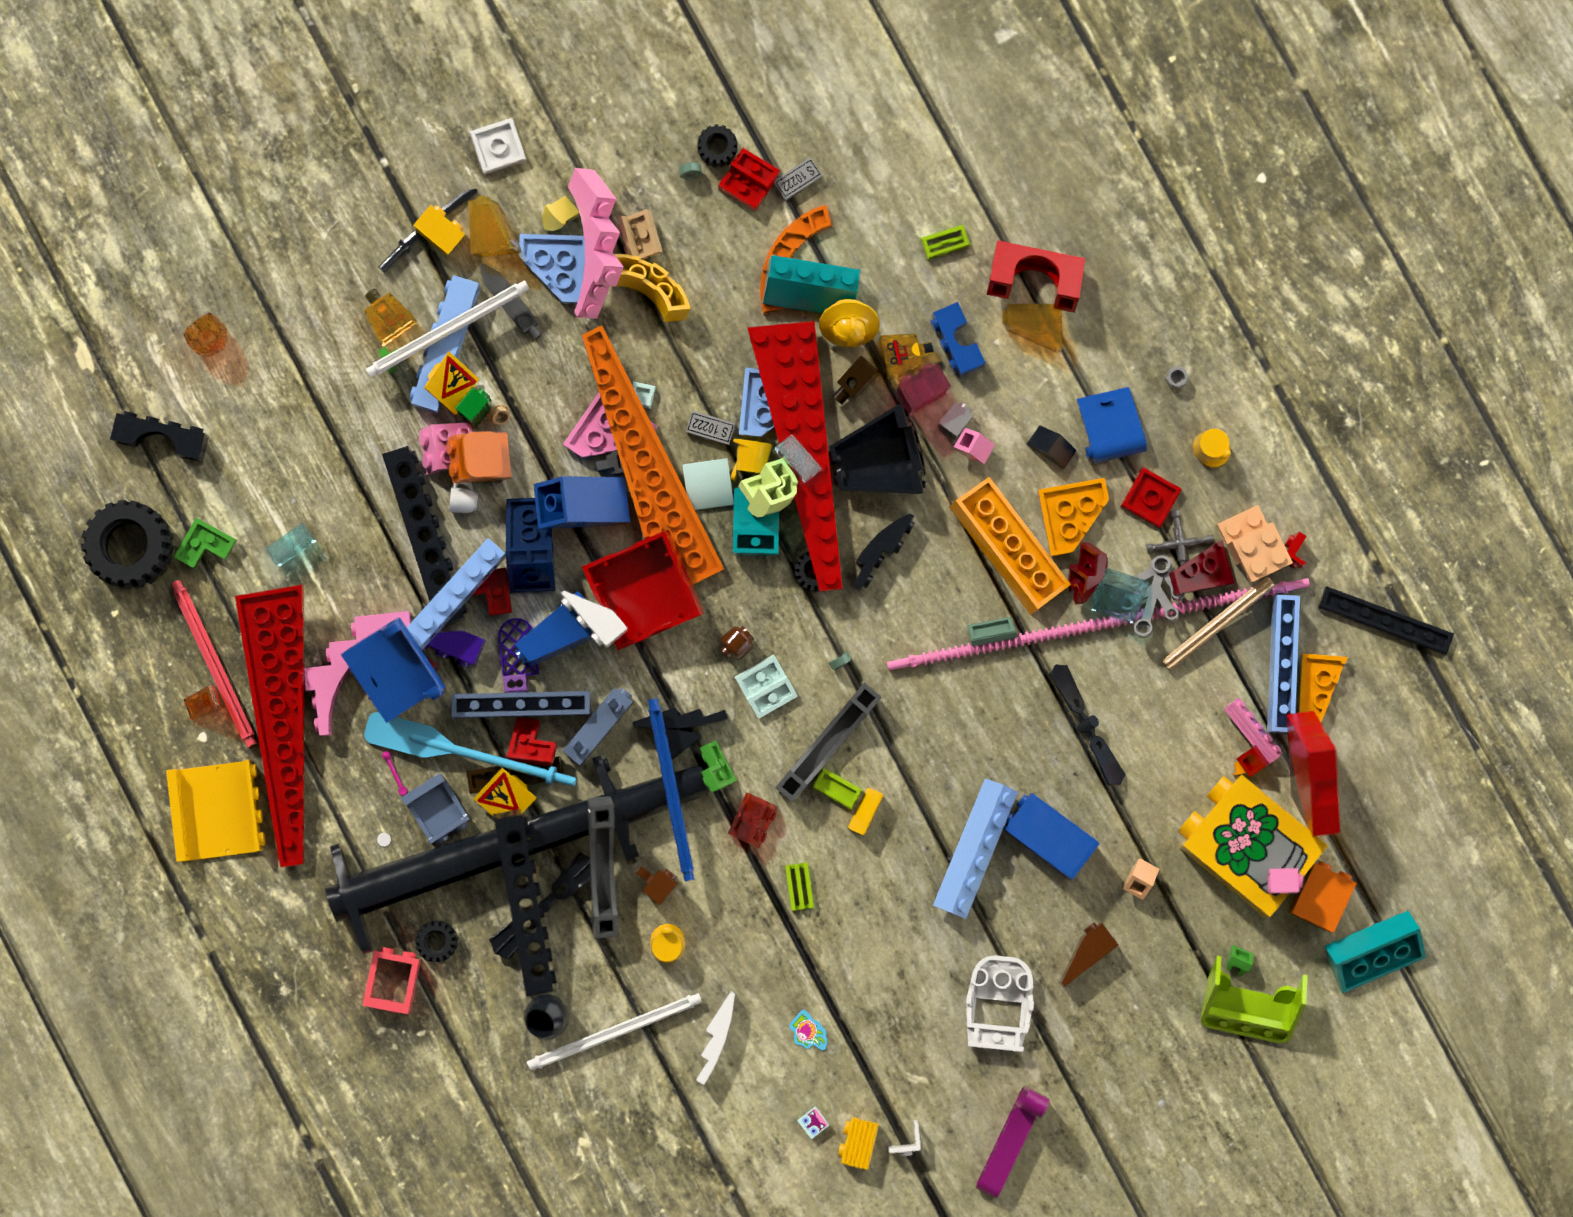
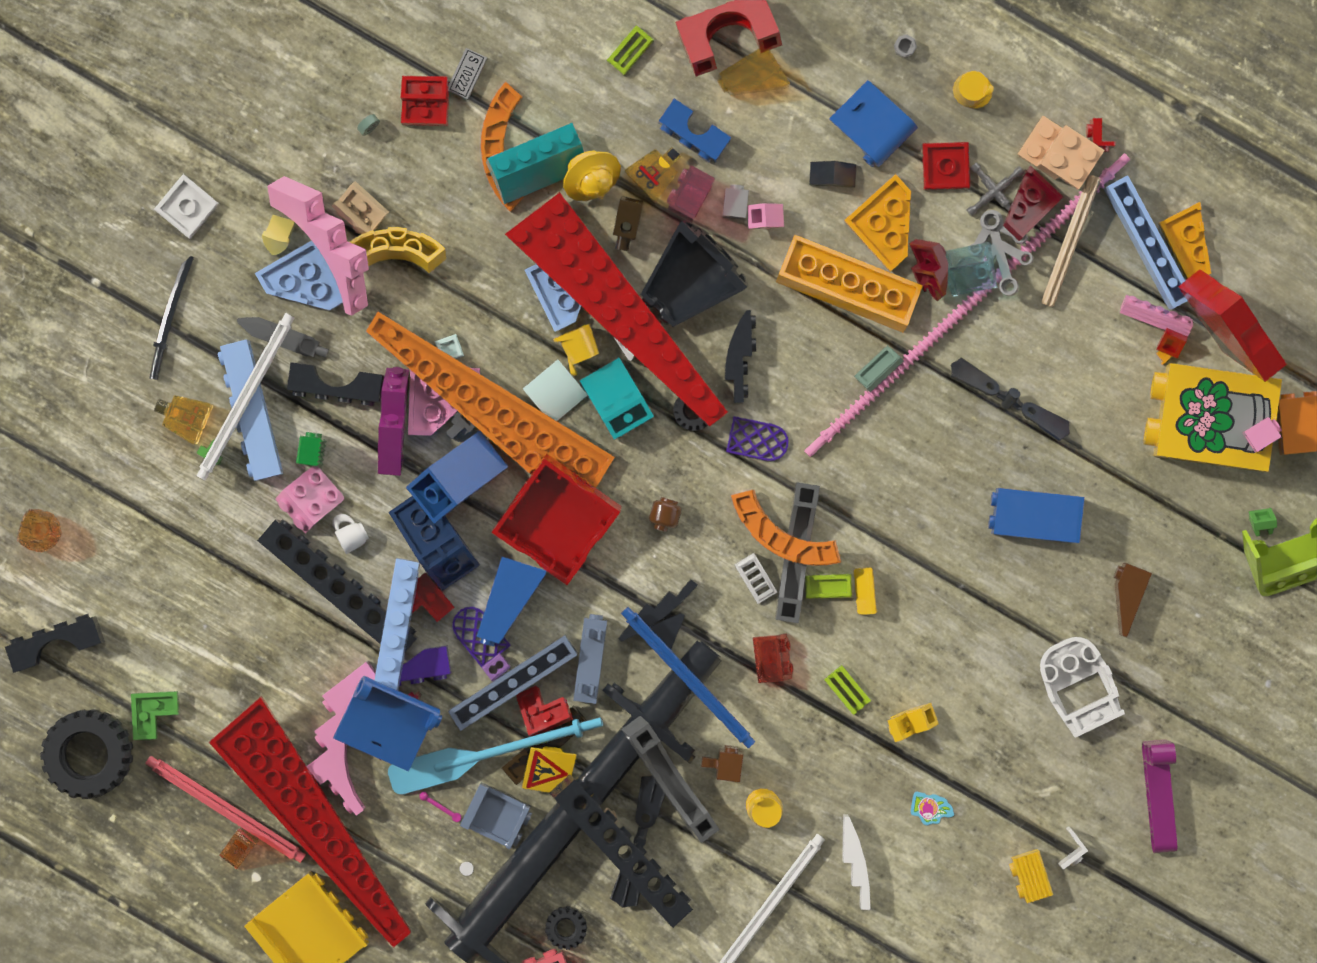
camera: 20 degrees left, 5 degrees up
(290, 545) = (226, 666): clear light blue slope -> none
(438, 229) = (182, 313): yellow brick -> none
(450, 382) = (277, 441): yellow piece -> none
(479, 457) = (343, 491): orange brick -> none
(490, 229) = (226, 285): clear yellow slope -> none
(499, 414) = (336, 442): tan plate -> none
(546, 1016) = (700, 934): black helmet -> none
(551, 383) = (305, 379): none -> black arch
(556, 425) = (392, 421): none -> magenta arch
(600, 620) = (540, 571): white slope -> none
(710, 428) = (526, 340): light grey tile -> none
(713, 132) = (378, 73): black tyre -> none
(719, 773) = (720, 635): bright green plate -> none
(766, 686) = (713, 536): light aqua slope -> none
(770, 489) = (613, 364): yellowish green brick -> none
(780, 763) = (746, 561): none -> white slope
(798, 458) = (620, 323): clear light blue slope -> none
(813, 1122) = (982, 882): tile -> none
(818, 724) = (777, 540): none -> orange tile
(838, 947) = (912, 722): none -> yellow brick
(840, 660) = (763, 474): sand green tile -> none
(857, 633) = (757, 431): none -> dark purple window
(975, 848) = (979, 565): light blue brick -> none
(1141, 879) = (1136, 504): light nougat brick -> none
(1385, 620) = (1213, 148): black tile -> none

